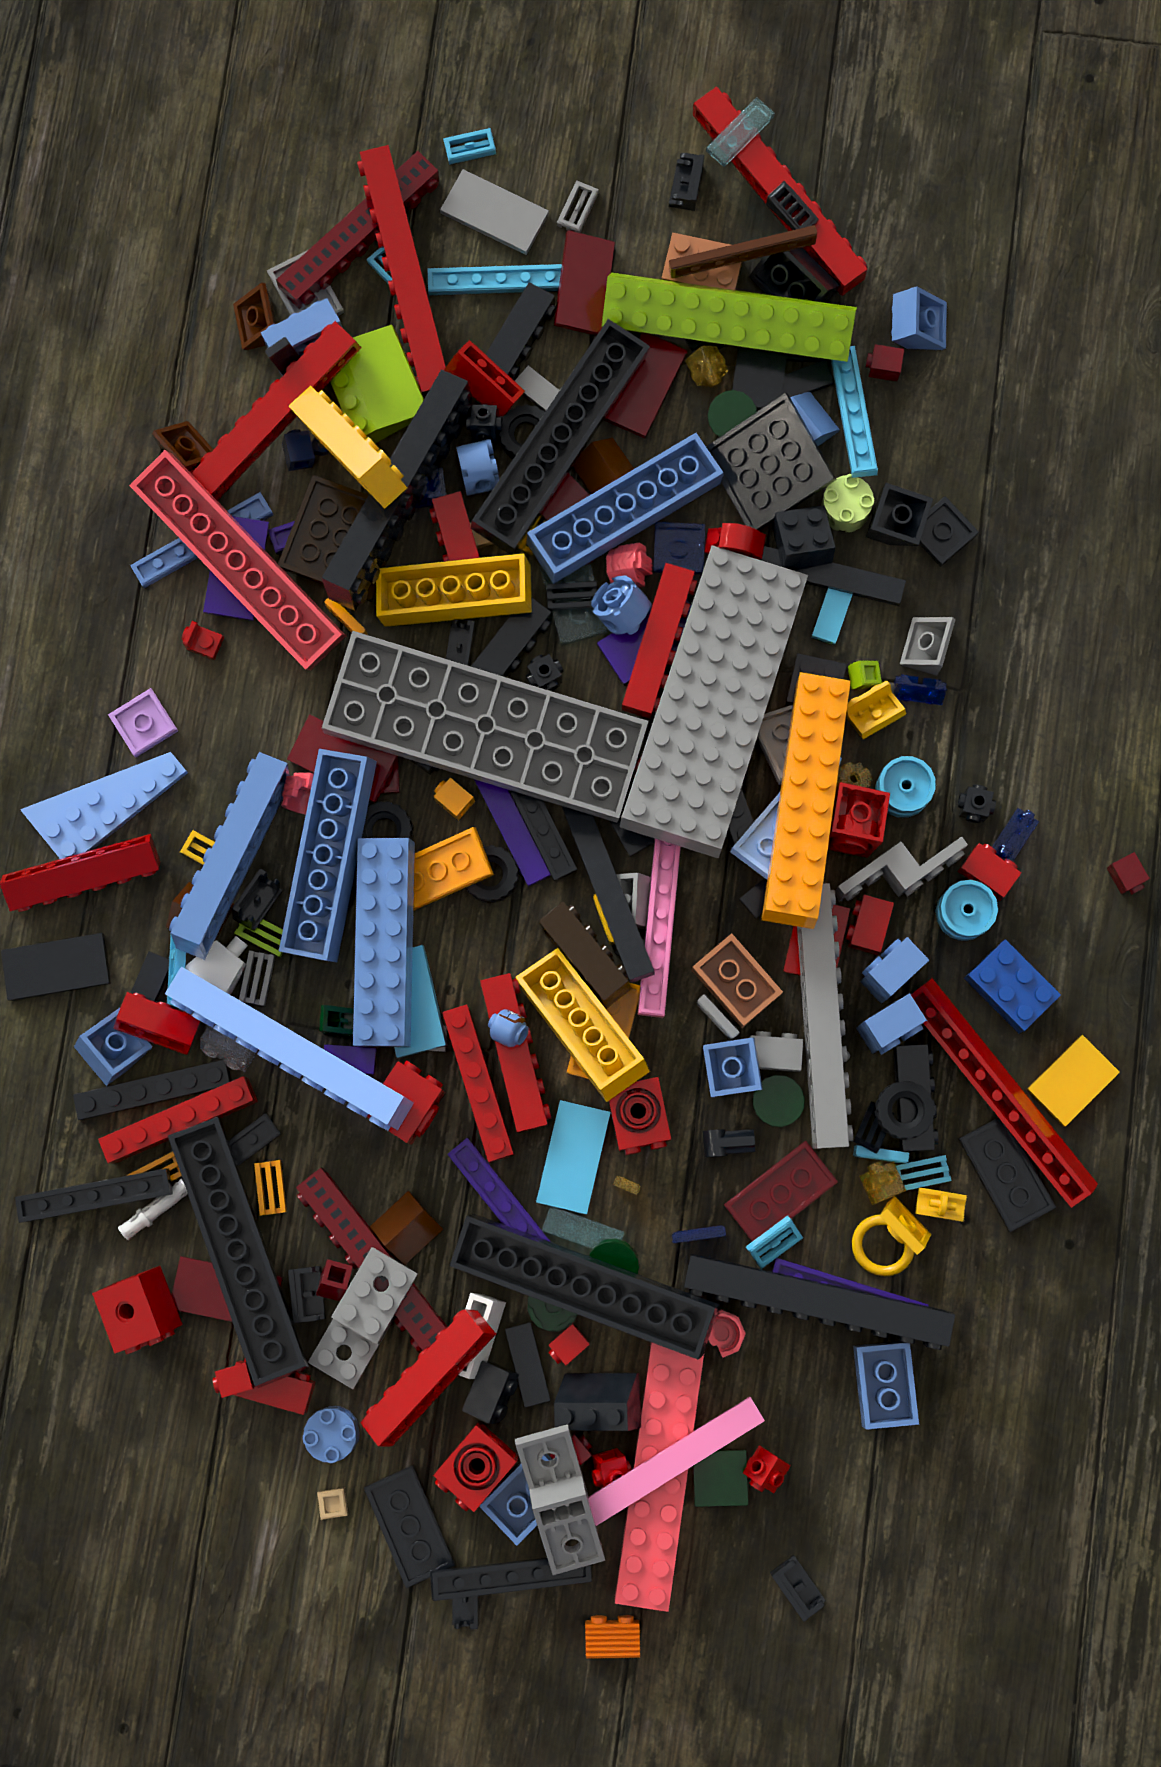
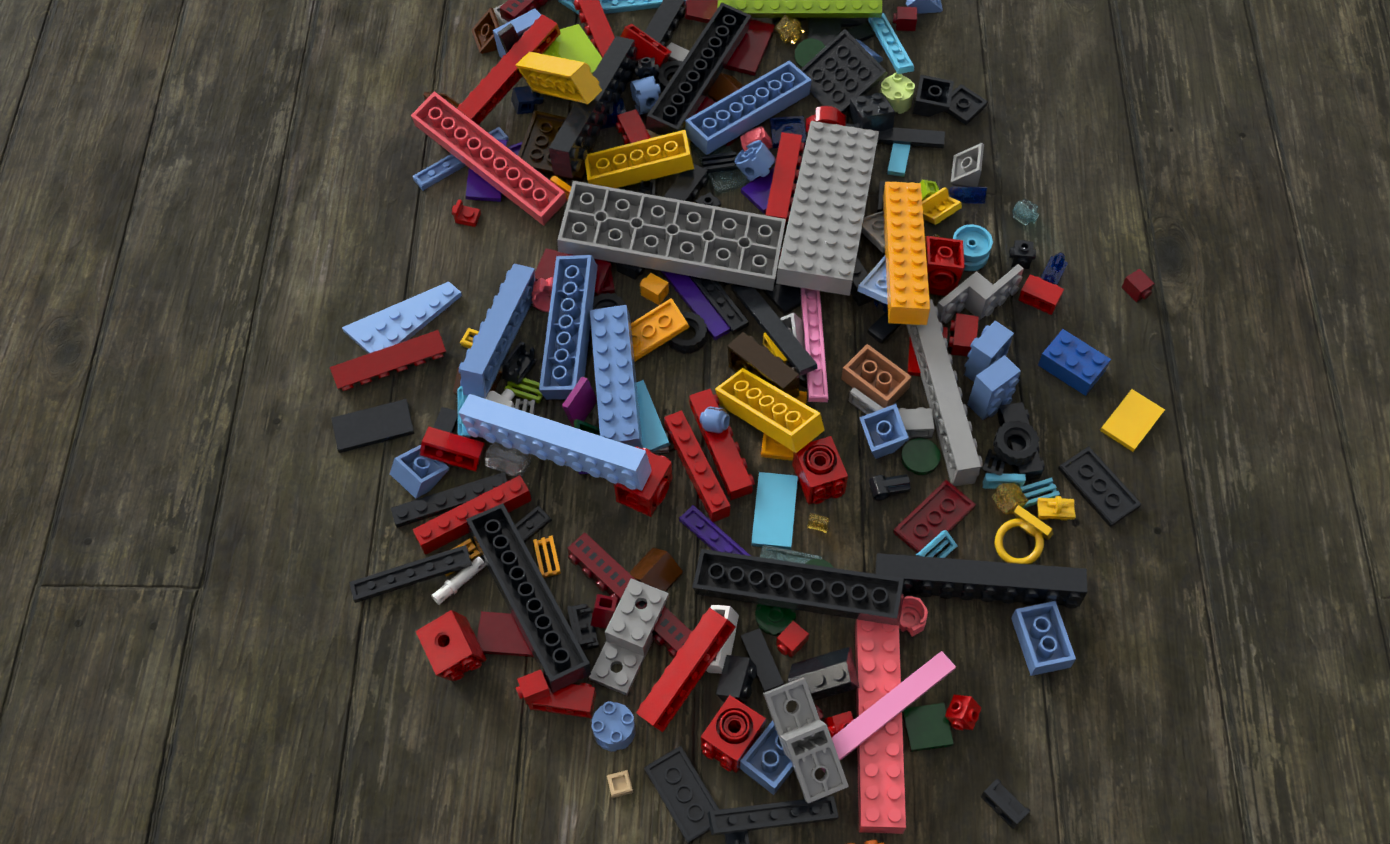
camera: 10 degrees left, 20 degrees down
(143, 722) = (427, 267): lavender tile -> none
(332, 974) = (580, 401): none -> magenta tile
(697, 1234) = (884, 544): clear blue tile -> none
(977, 899) = (1030, 317): medium azure wheel -> none
(995, 734) = (1025, 212): none -> clear light blue head
(1003, 1095) = (1090, 433): red brick -> none

